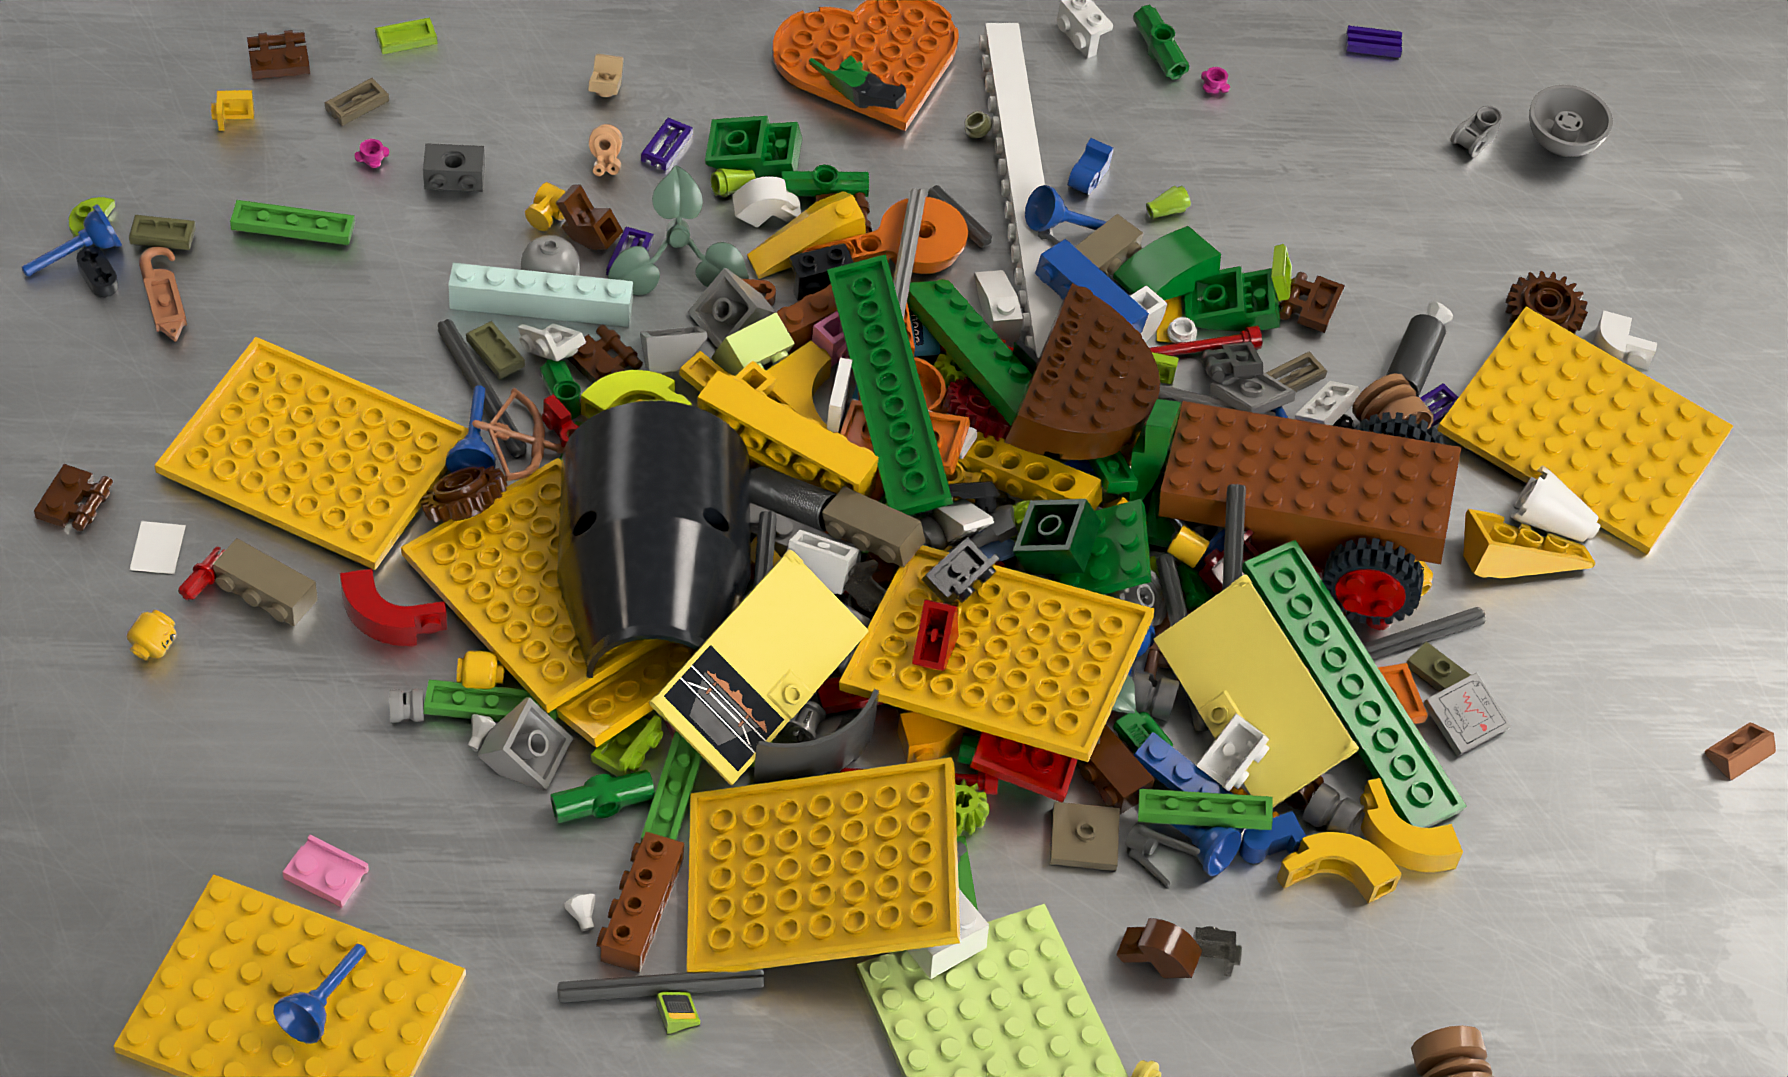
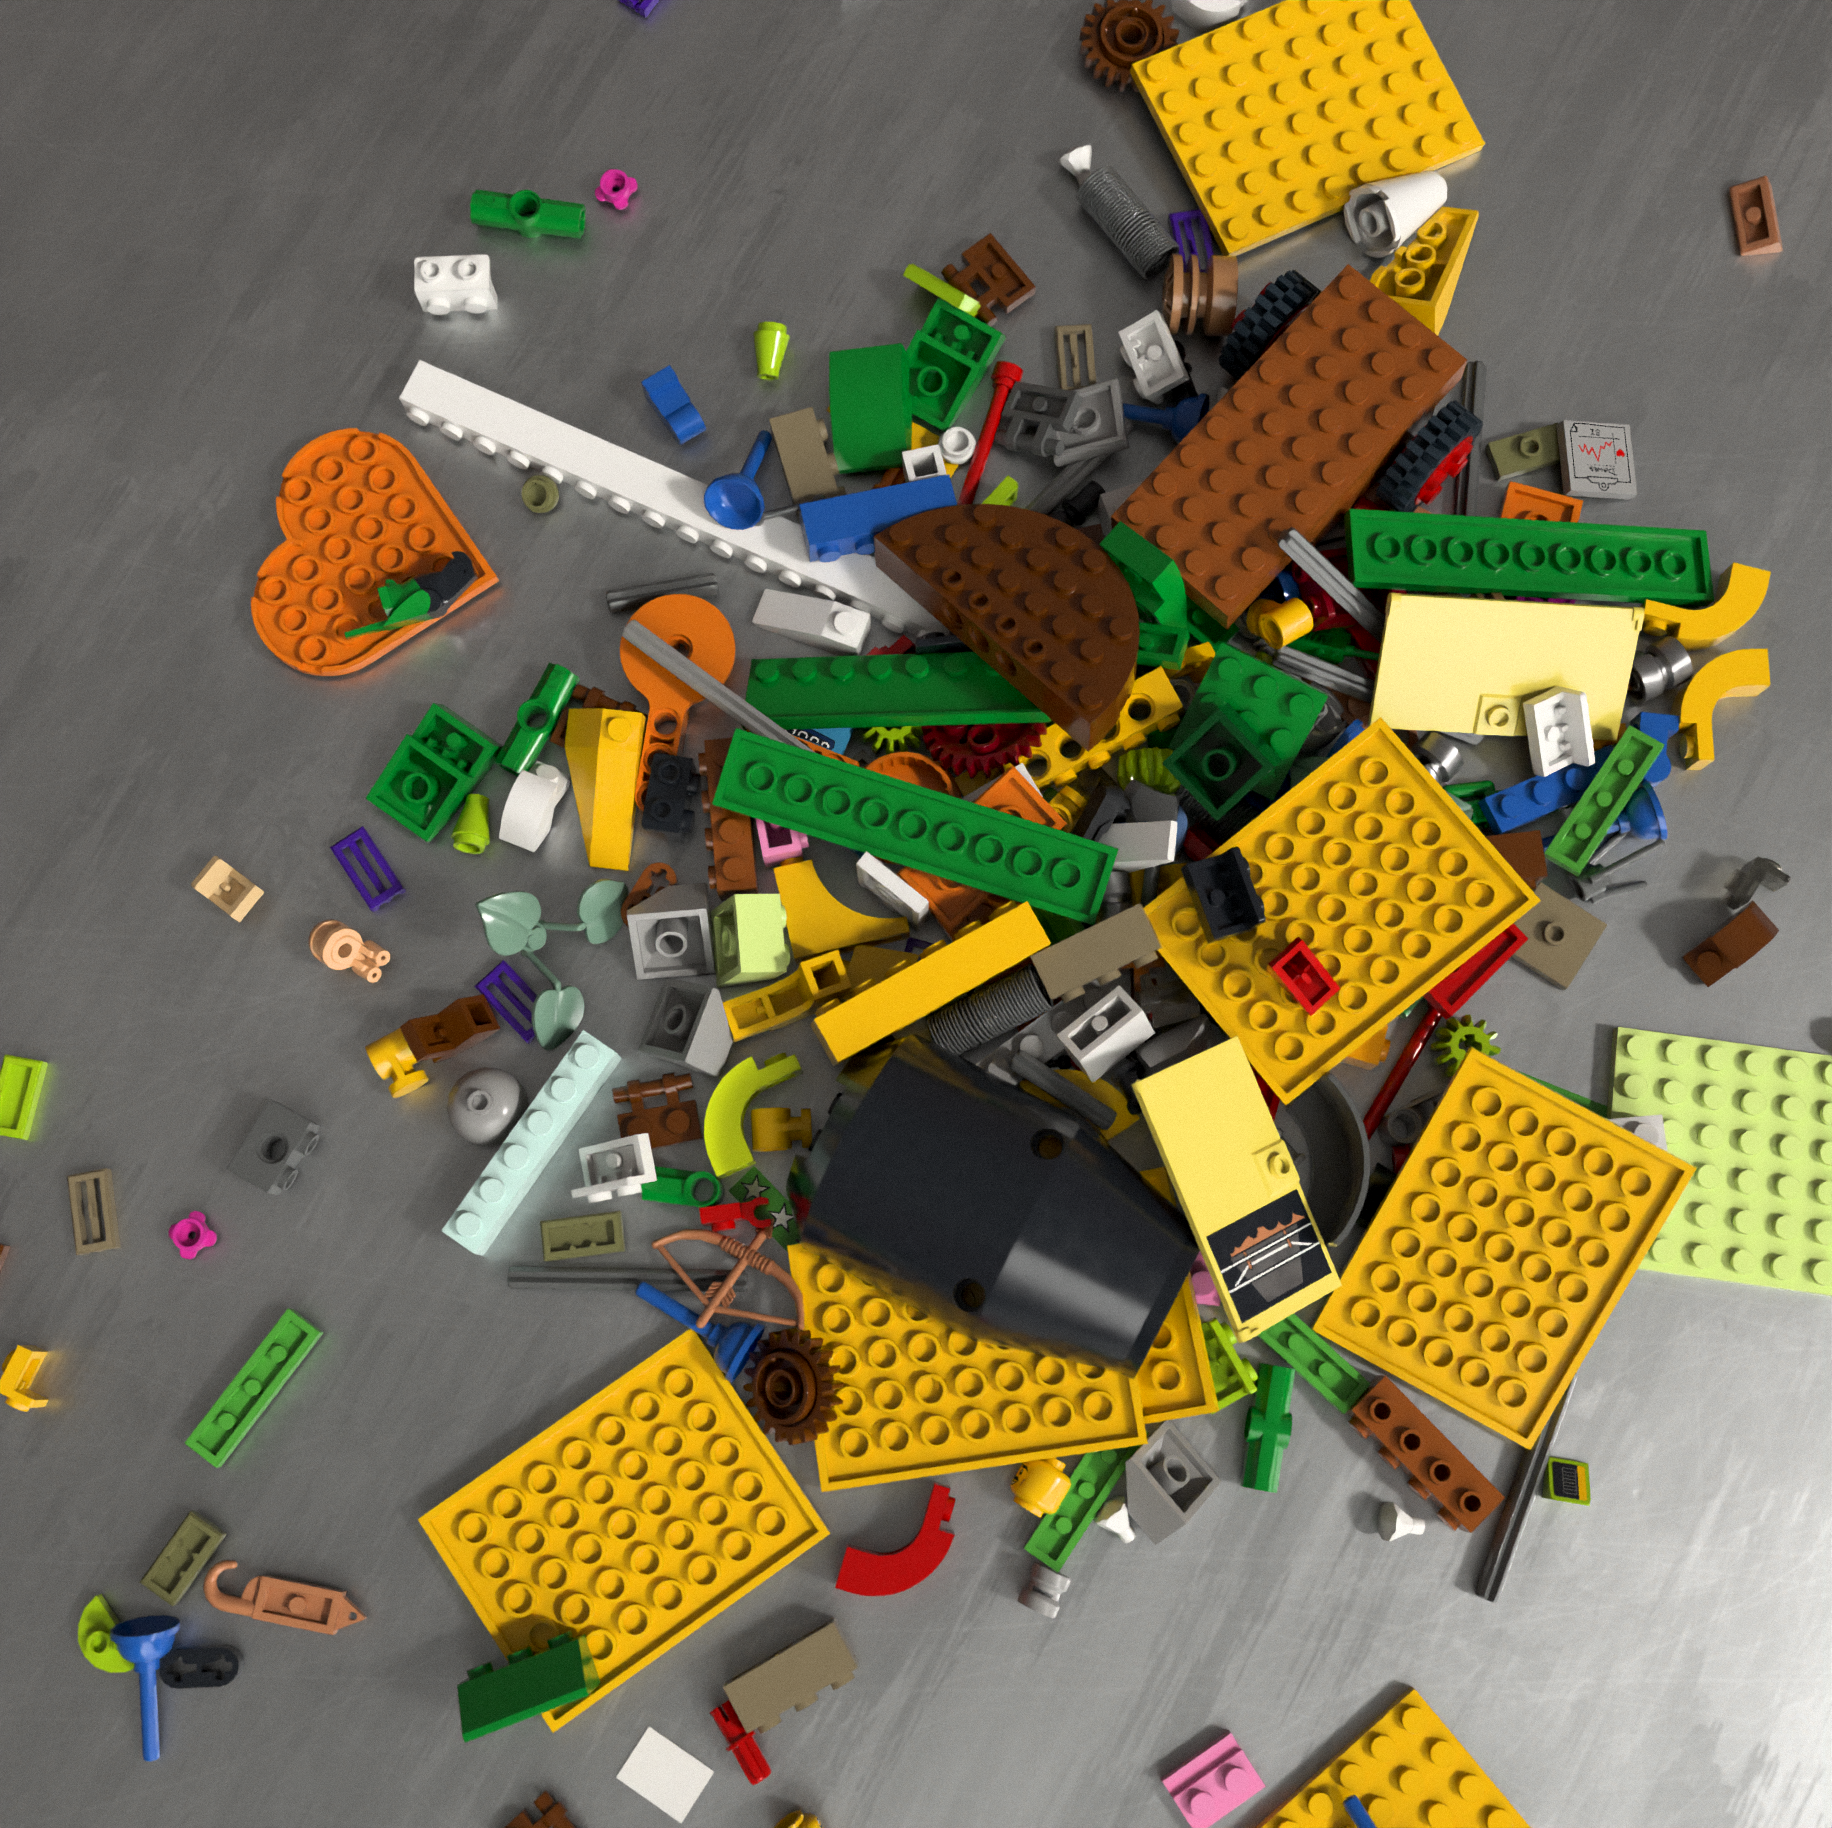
camera: 55 degrees left, 25 degrees up
(179, 427) = (525, 1685): none -> green slope

